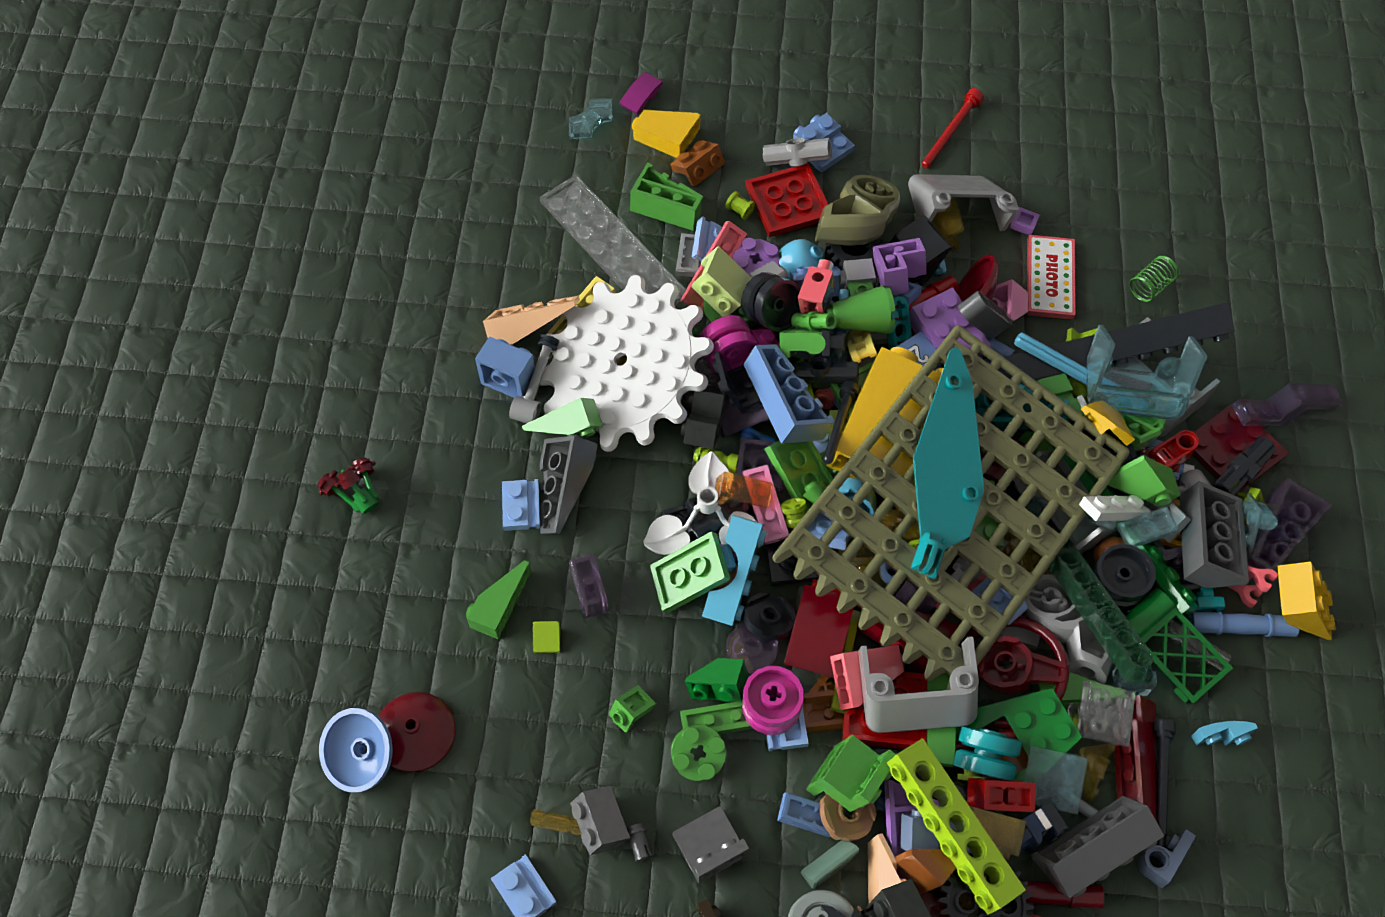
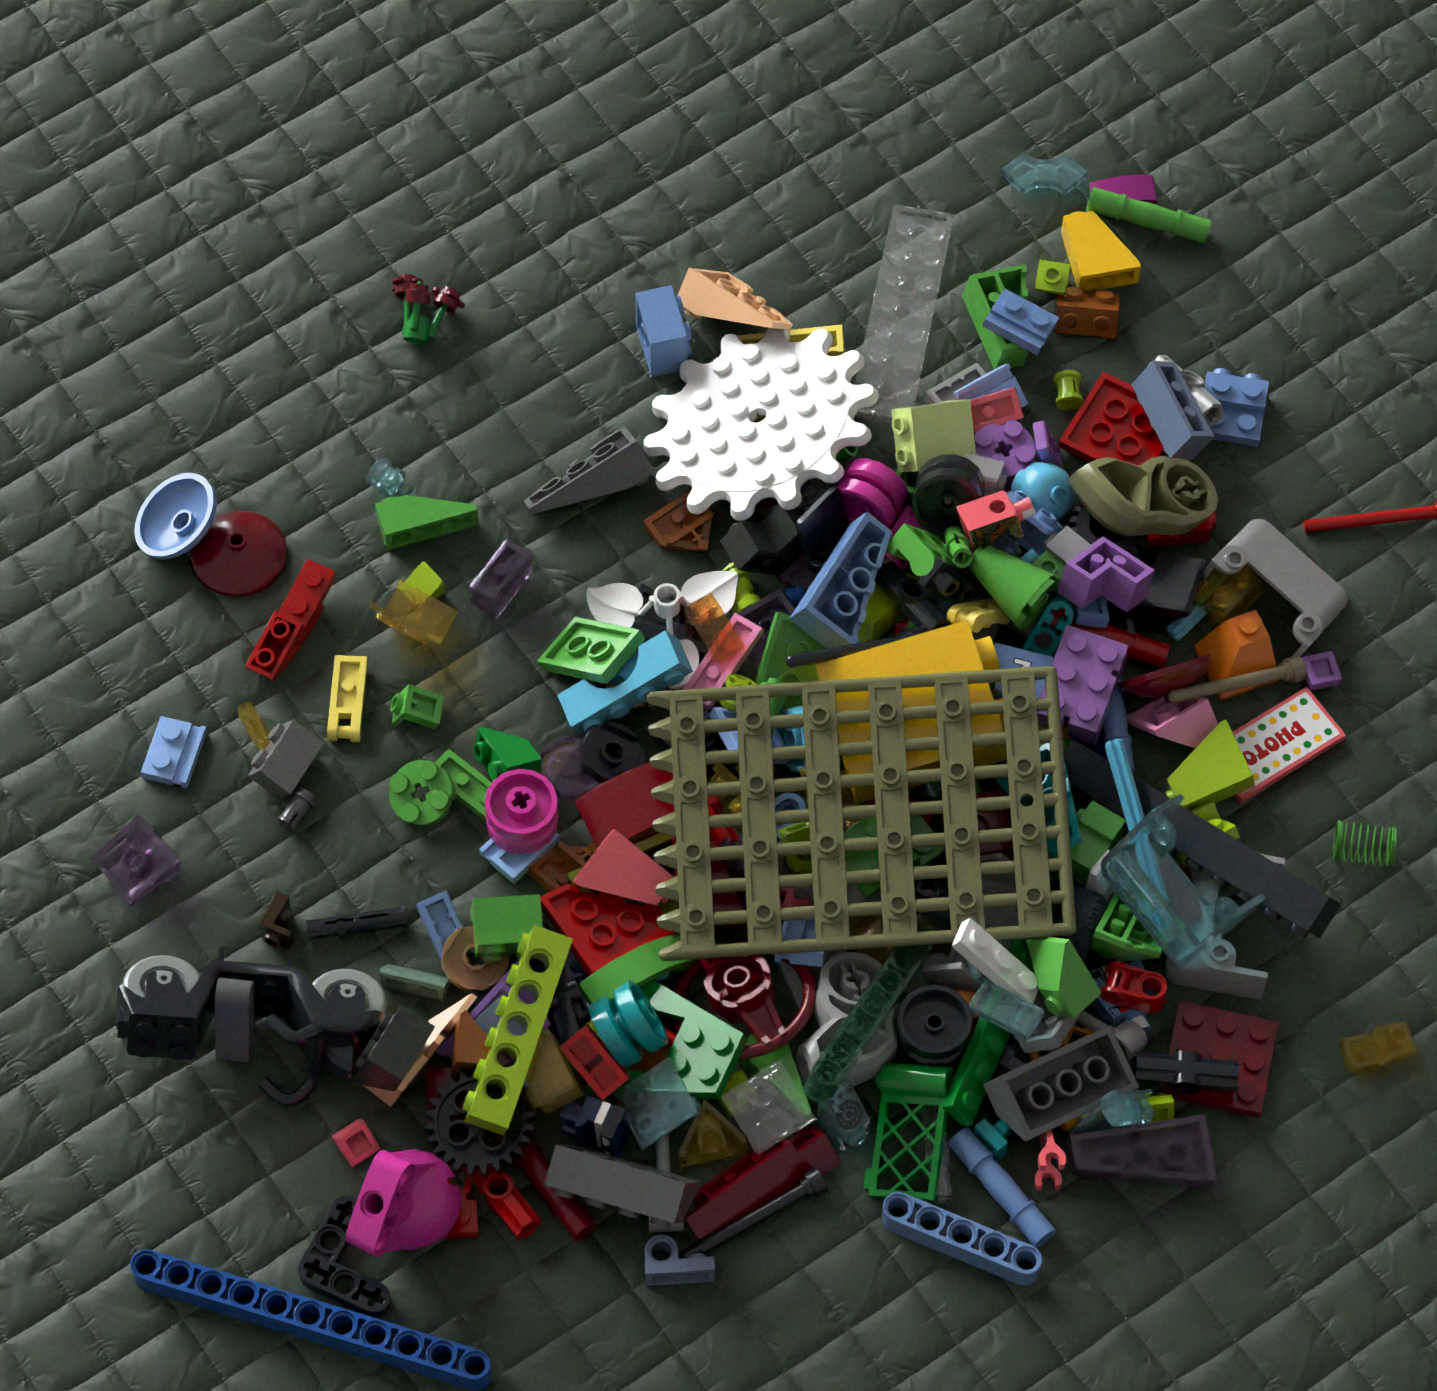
camera: 50 degrees right, 0 degrees up
(449, 598) = (385, 477): none -> clear light blue wheel
(499, 737) = (293, 622): none -> red slope
(520, 504) = (537, 460): light blue plate -> none
(526, 408) = (640, 383): light grey piece -> none
(565, 655) = (419, 613): none -> clear yellow bracket
(574, 418) = (653, 426): slope -> none
(585, 745) = (347, 697): none -> light yellow plate
(640, 461) = (678, 528): none -> dark orange slope
(665, 158) = (1052, 277): none -> lime bracket
(684, 83) = (1148, 215): none -> bright green piece
(685, 189) = (1020, 321): none -> medium blue plate
(710, 844) = (344, 868): flat silver bracket -> none
(741, 897) = (356, 923): none -> black pin
(773, 235) = (1046, 446): none -> medium lavender plate
(809, 164) = (1172, 410): none -> sand blue brick
(922, 710) = (643, 957): light grey windscreen -> none
(947, 467) = (883, 768): teal wing -> none
(978, 241) = (1238, 648): none -> orange slope
(984, 315) = (1120, 696): dark grey beam -> none
(1012, 234) = (1290, 671): none -> dark tan piece
(1051, 312) = (1212, 770): none -> lime slope
(1106, 418) = (1091, 887): yellow slope -> none
(1227, 731) = (866, 1248): medium azure slope -> none
(1272, 664) = (971, 1252): none -> medium blue beam
(1284, 365) = (1380, 1047): none -> clear yellow slope
(1286, 404) = (1314, 1069): clear purple bracket -> none
(1306, 599) = (1072, 1220): yellow slope -> none

